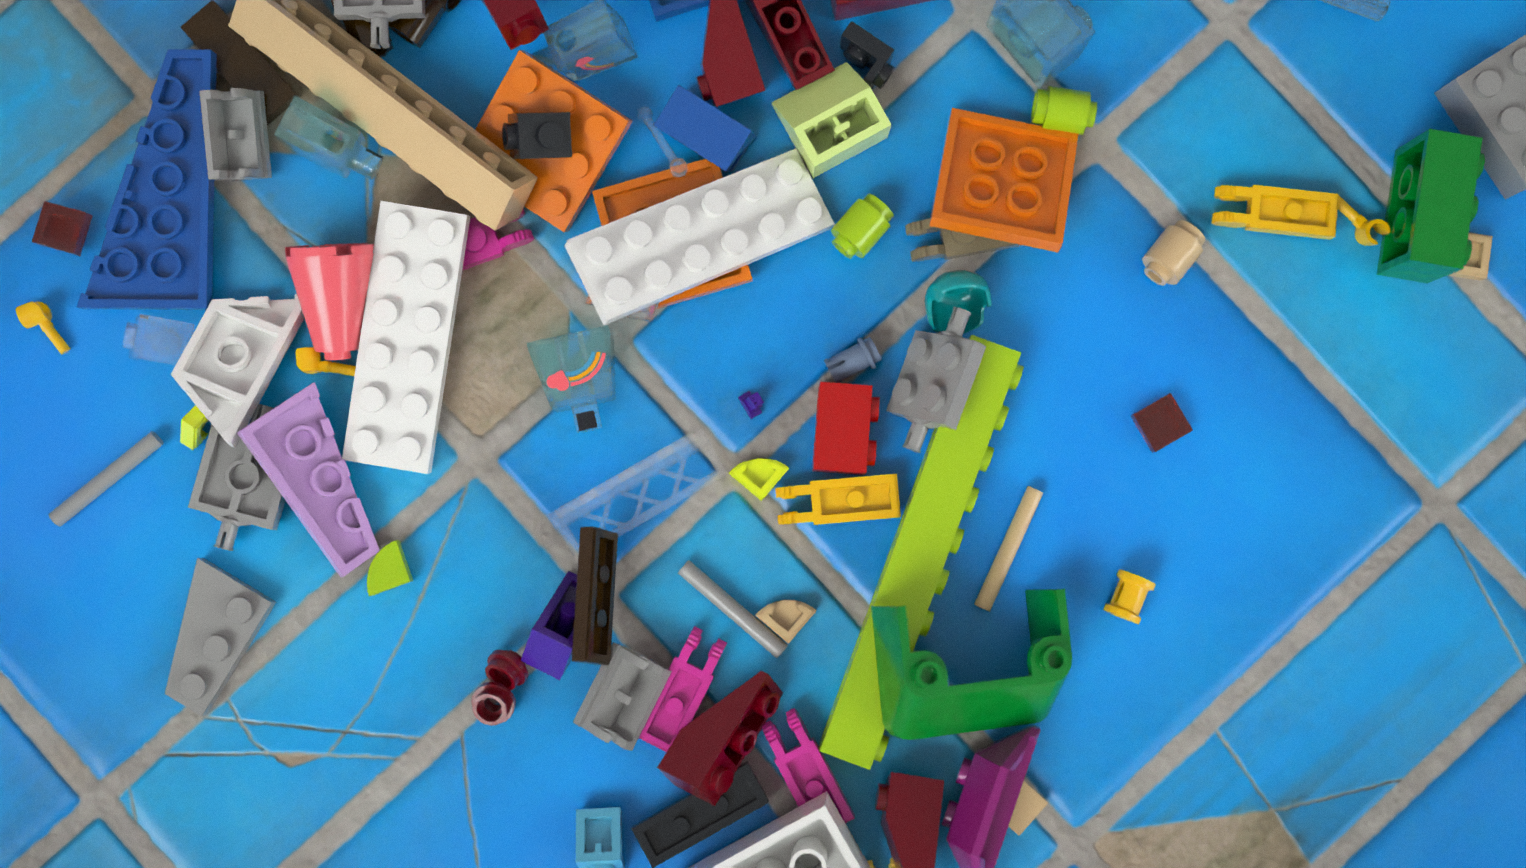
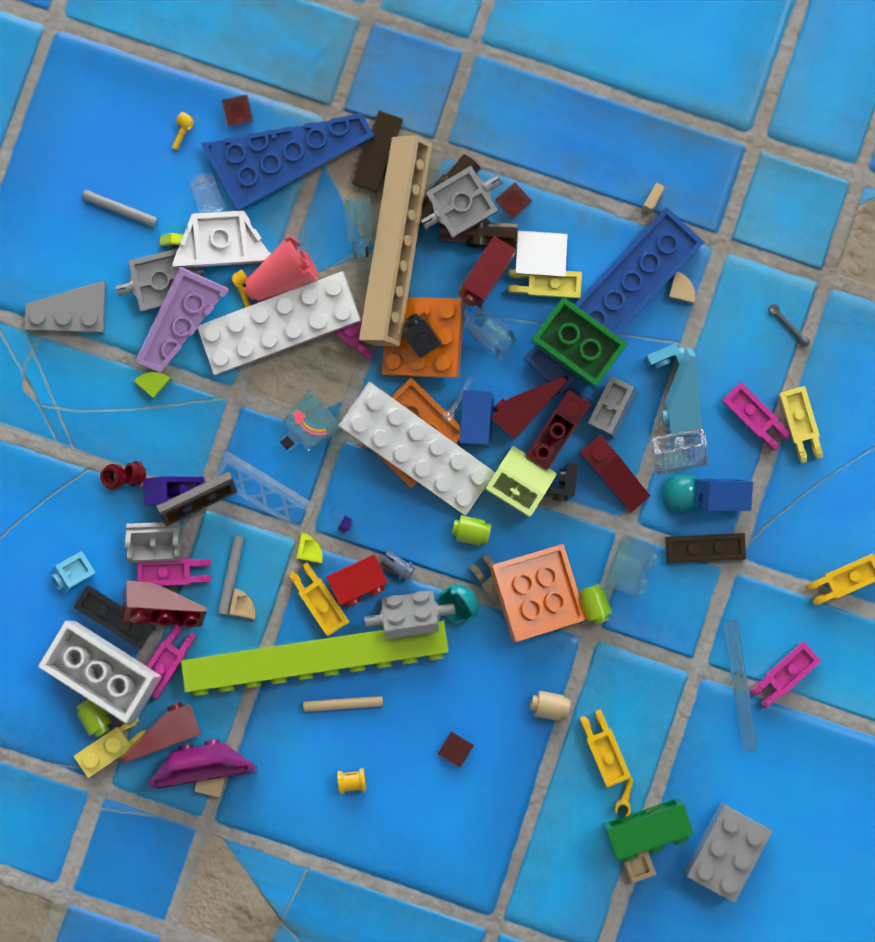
camera: 65 degrees right, 0 degrees up
(235, 134) = (336, 174): light grey hinge -> none
(916, 687) = (232, 701): green windscreen -> none

